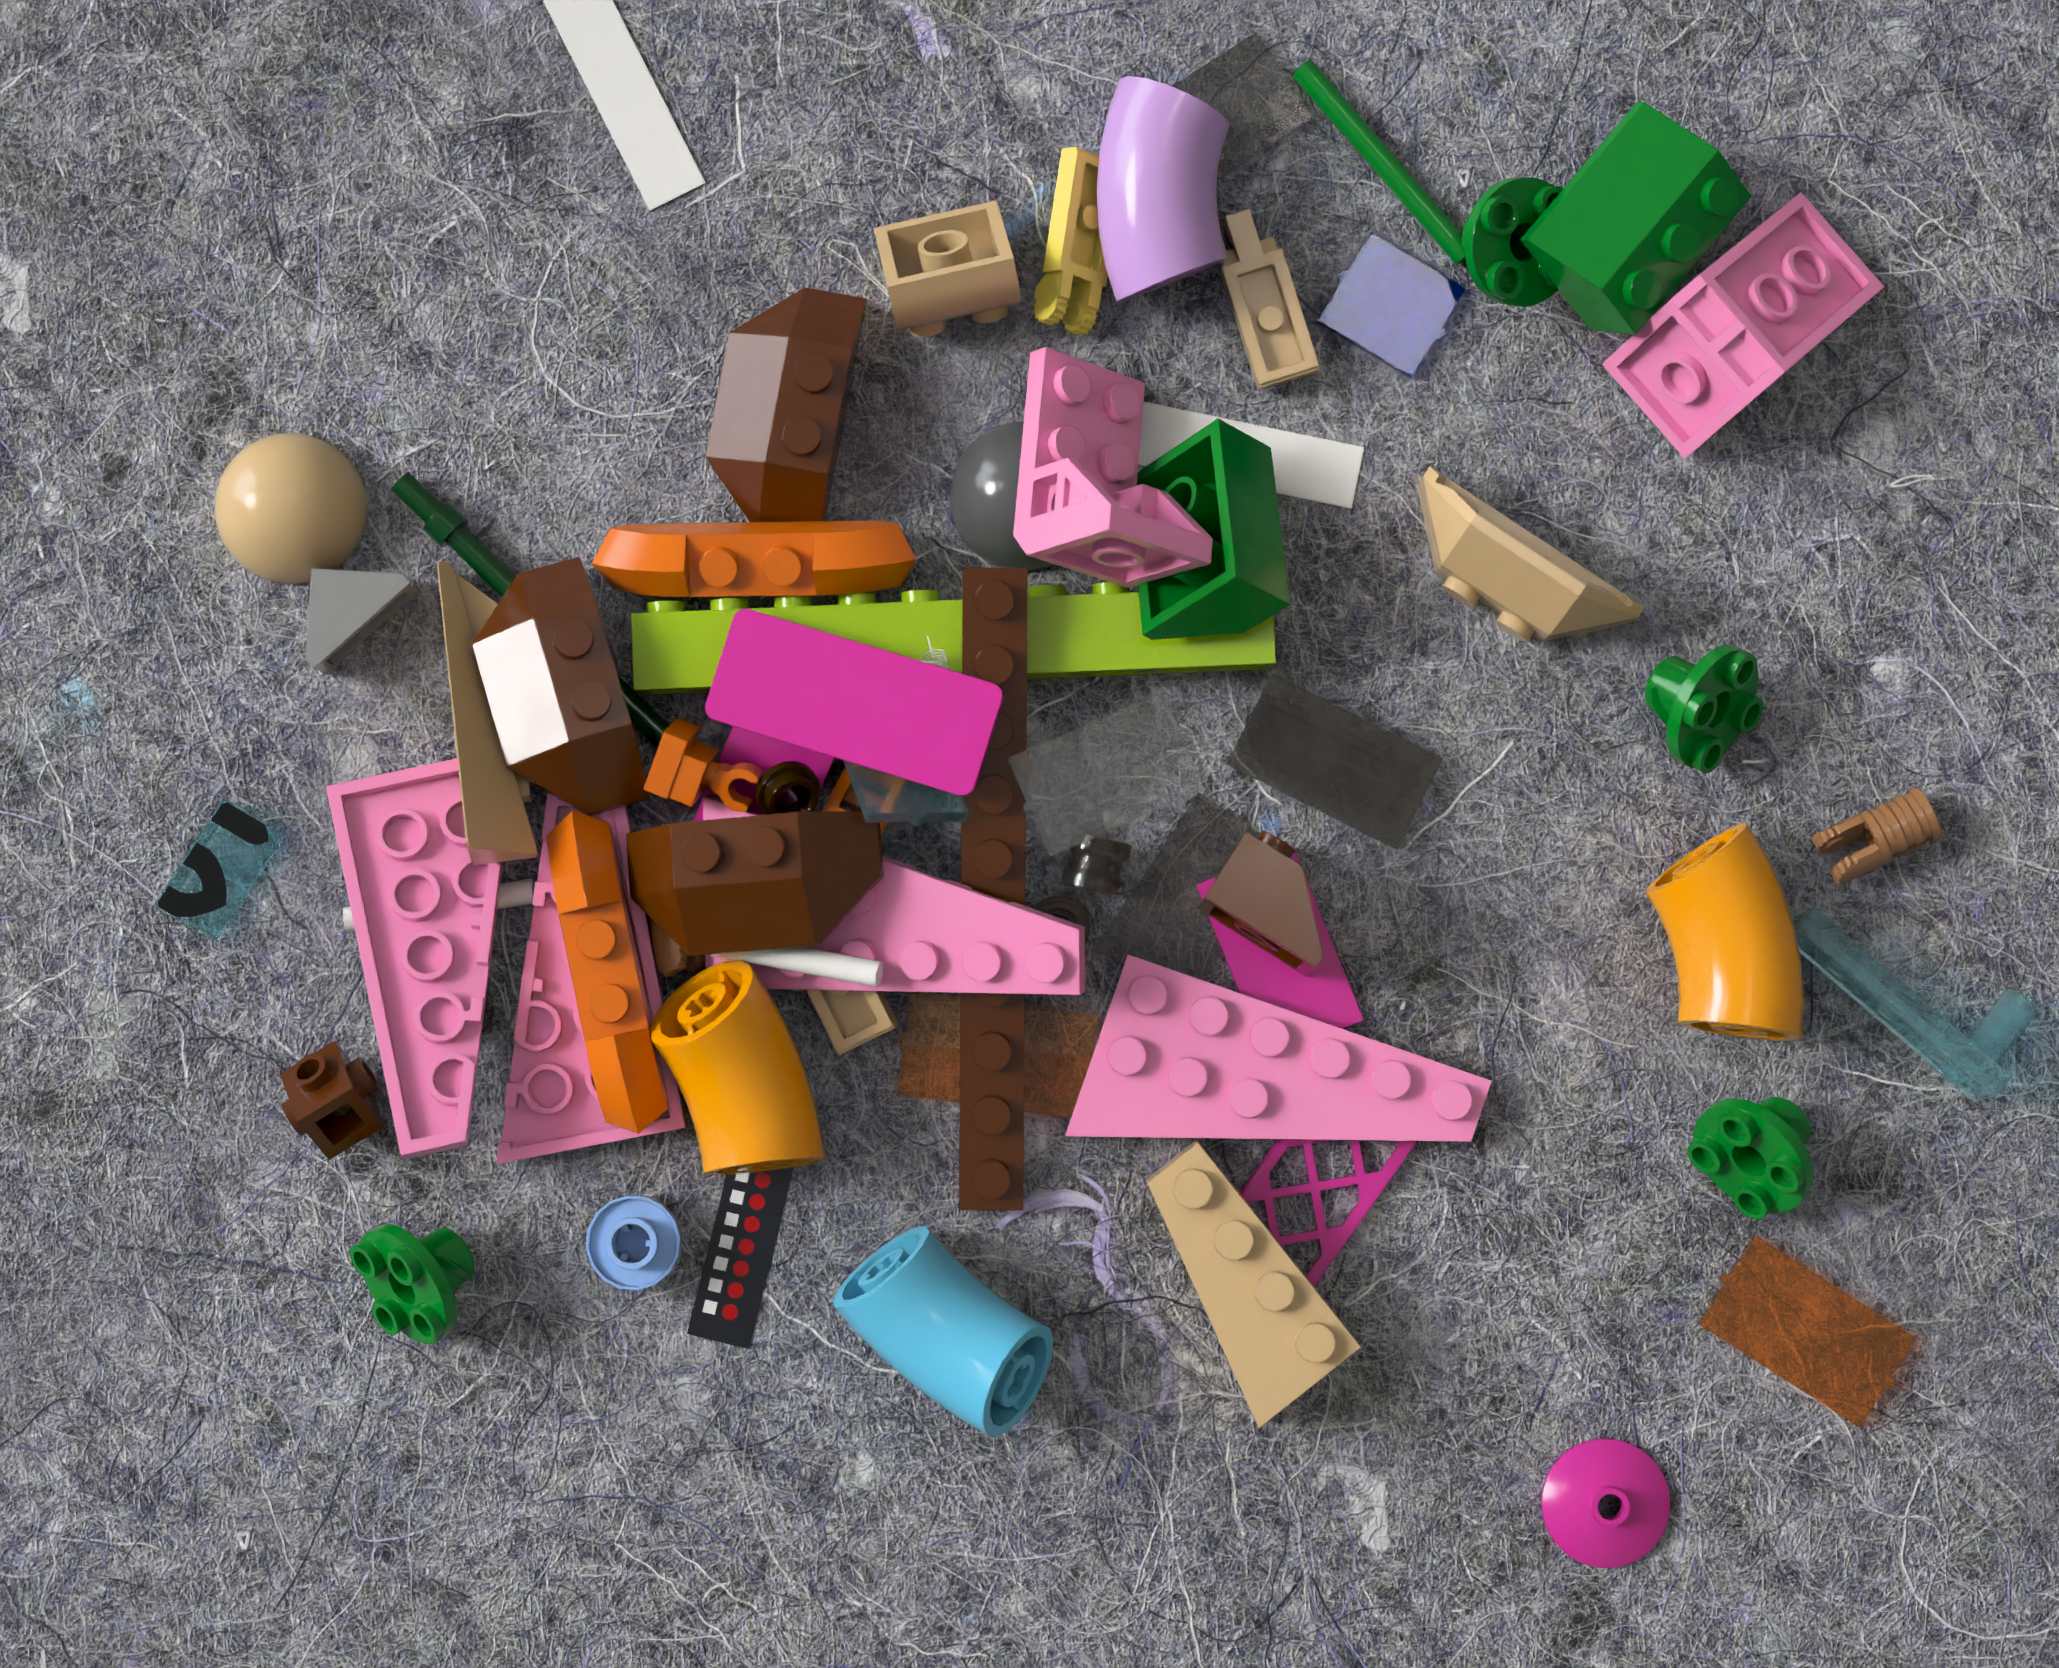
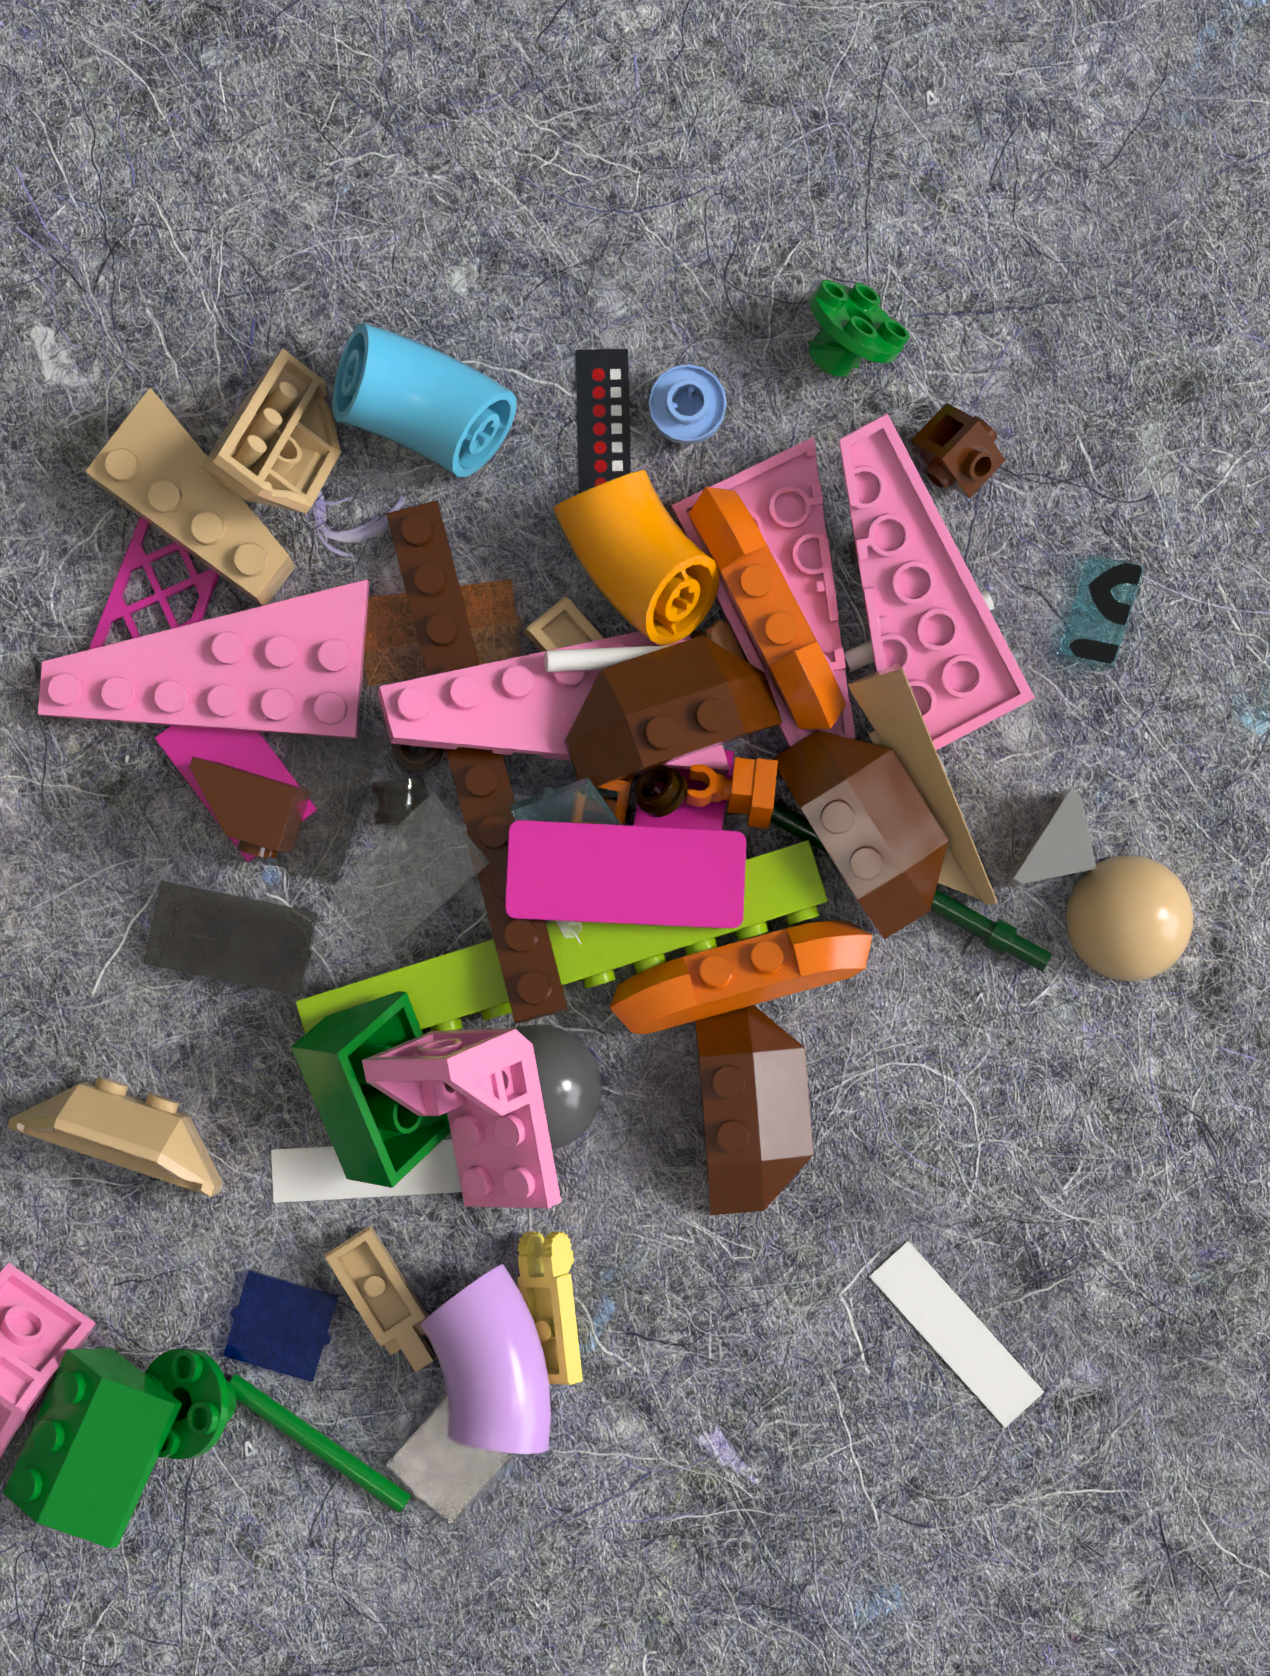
camera: 160 degrees right, 0 degrees up
(948, 268) = (649, 1256): tan brick -> none
(1125, 1327) = (278, 439): none -> tan wedge

